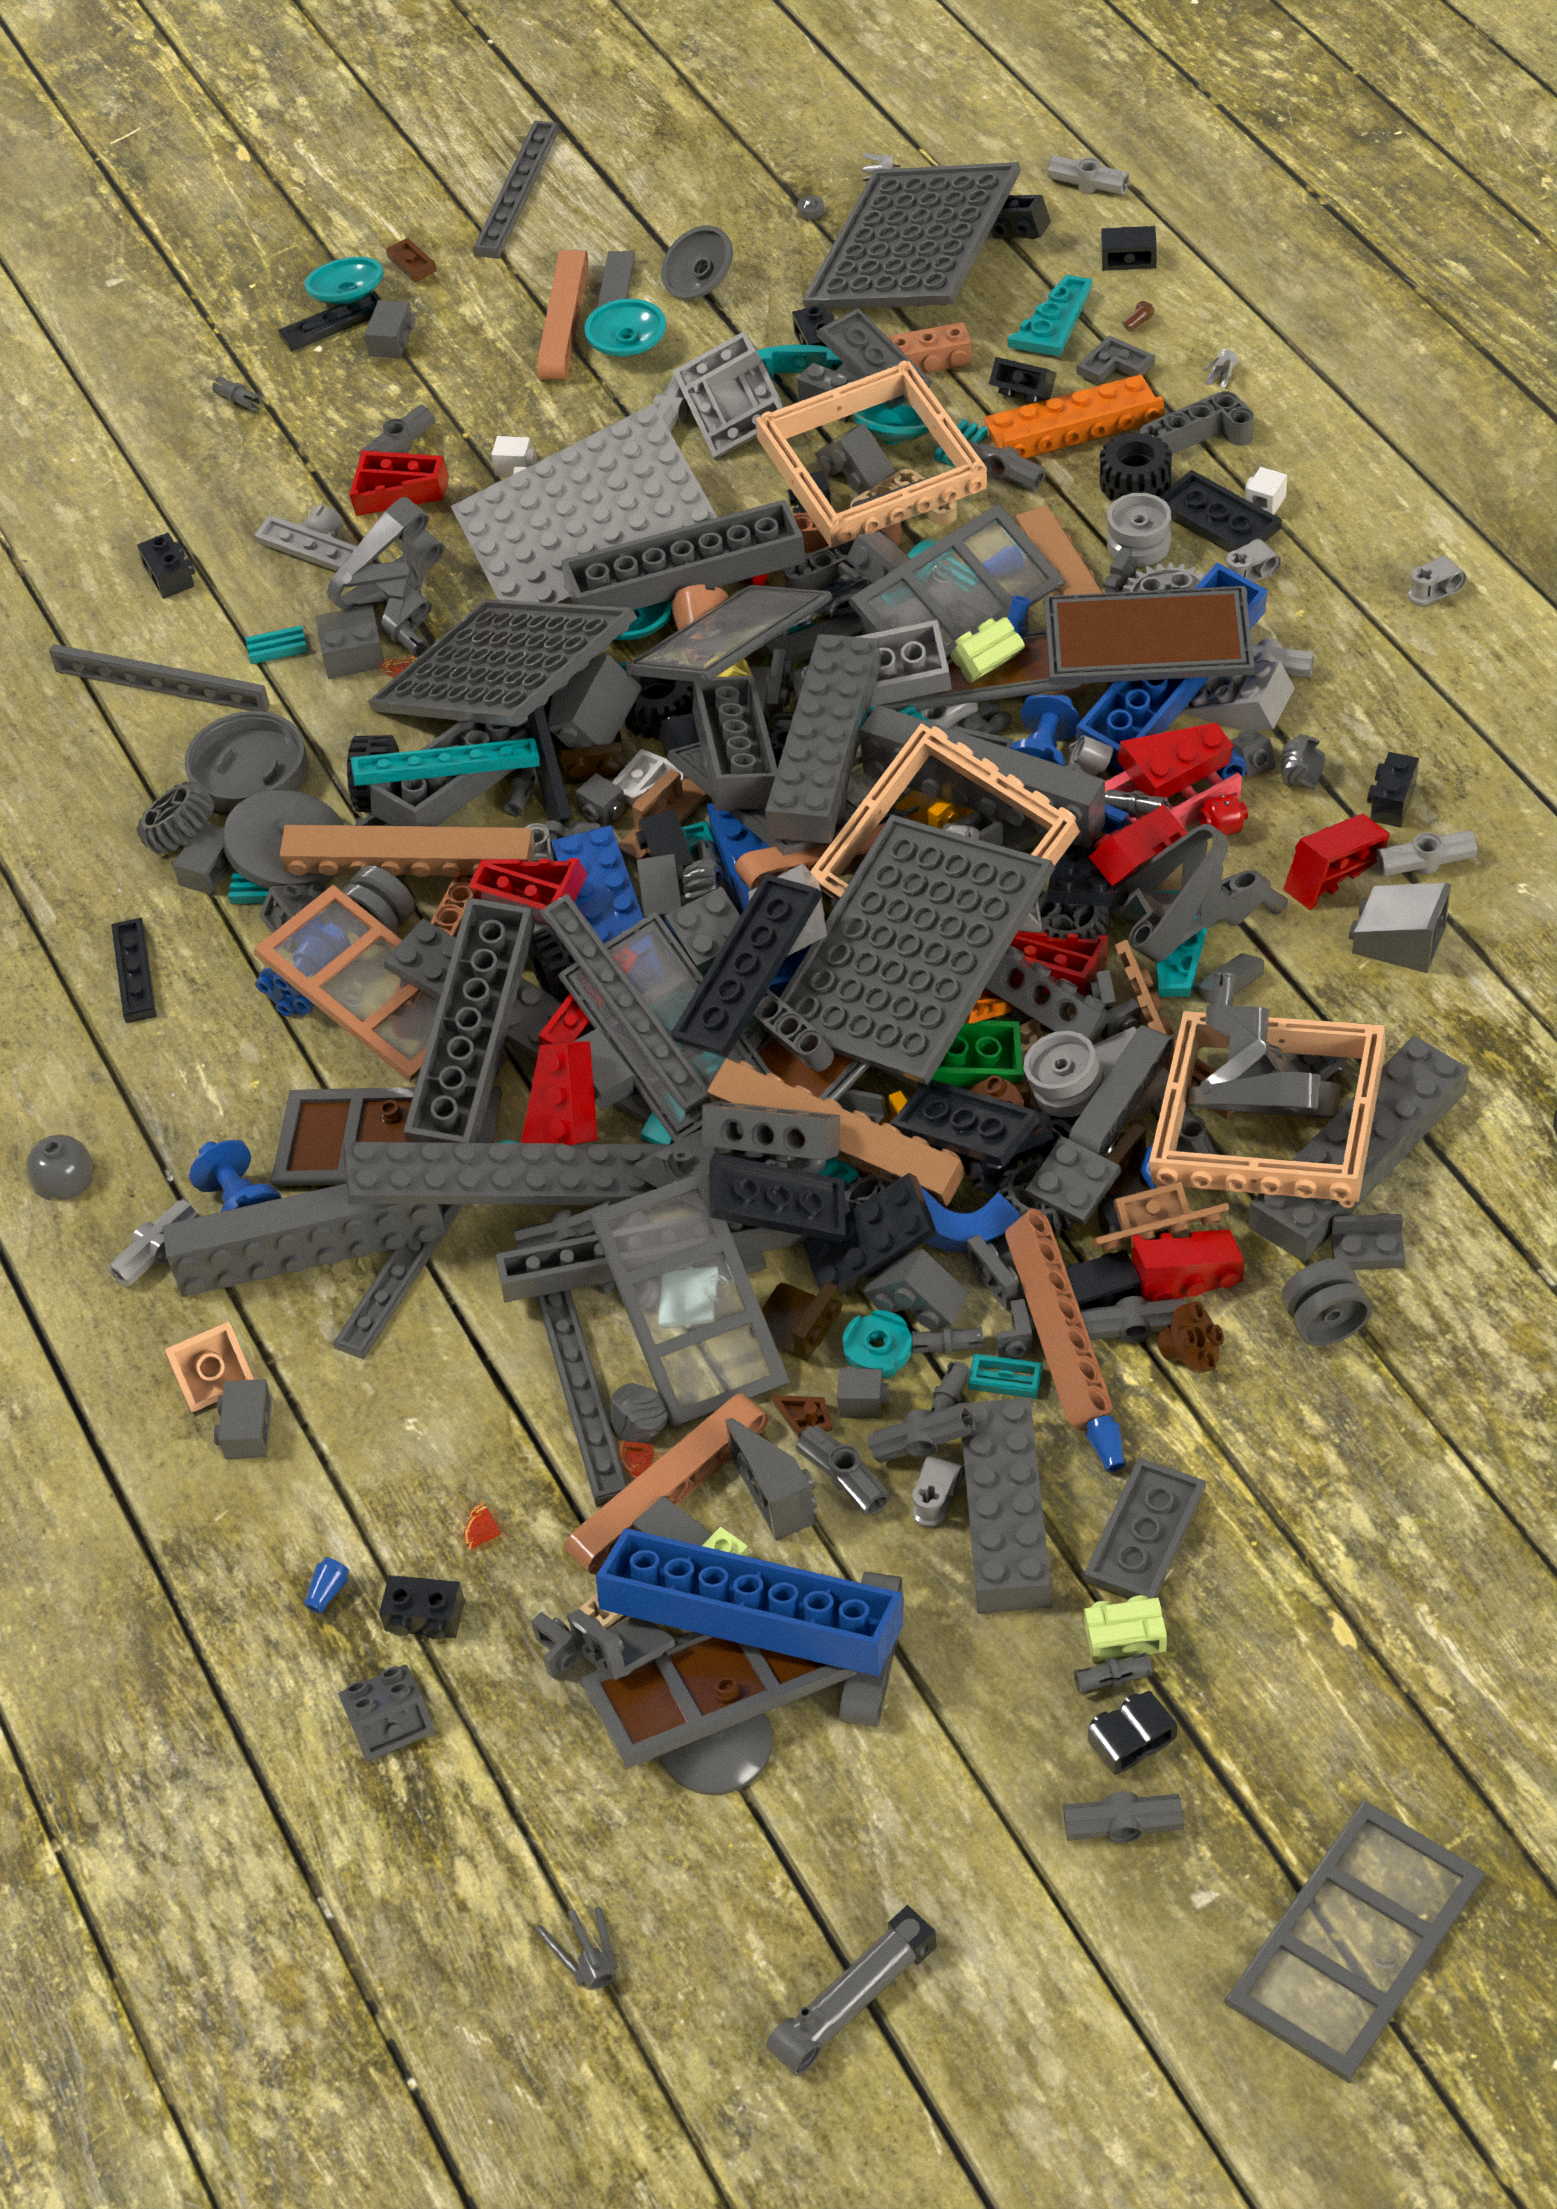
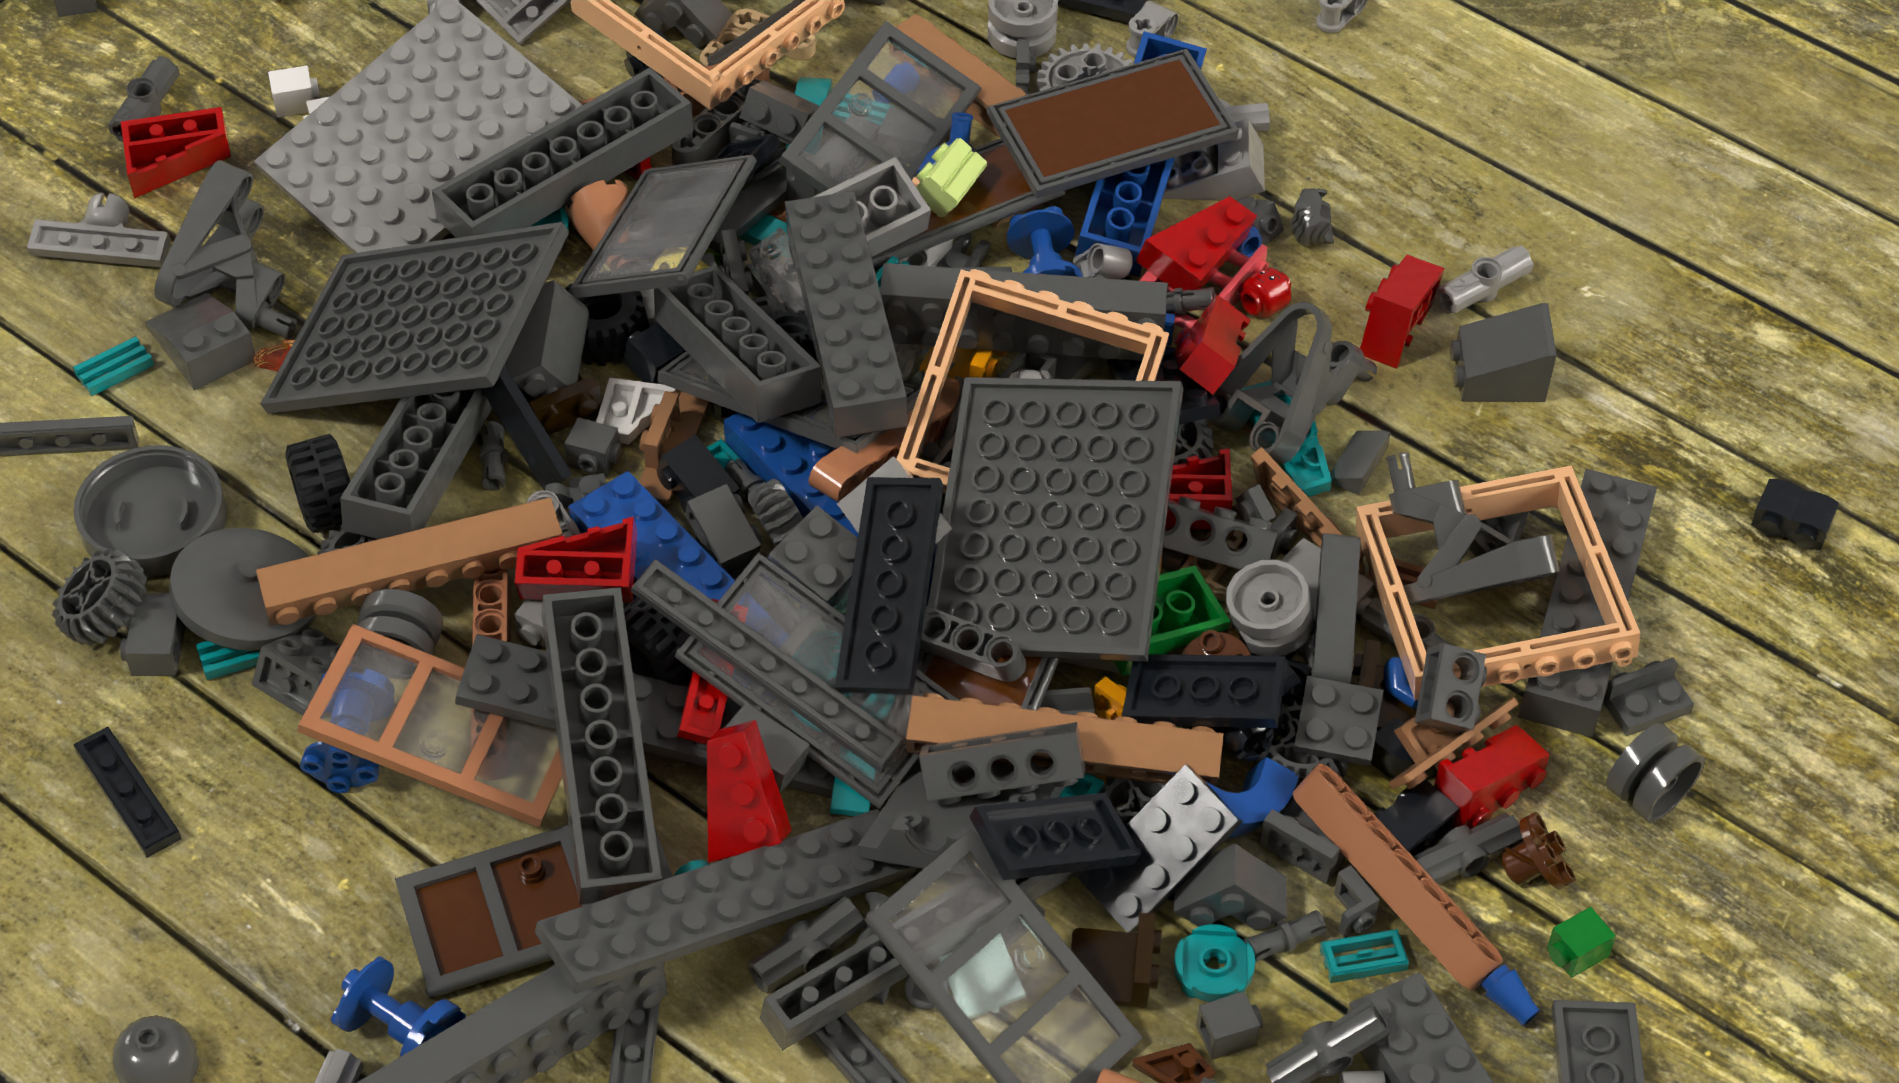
camera: 30 degrees left, 0 degrees up
(444, 761) = (411, 448): teal tile -> none
(949, 1391) = (1318, 995): dark grey pin -> none
(1160, 1173) = (1441, 685): none -> dark grey brick
(1188, 1420) = (1580, 942): none -> green brick
(1394, 789) = (1418, 221): black brick -> none

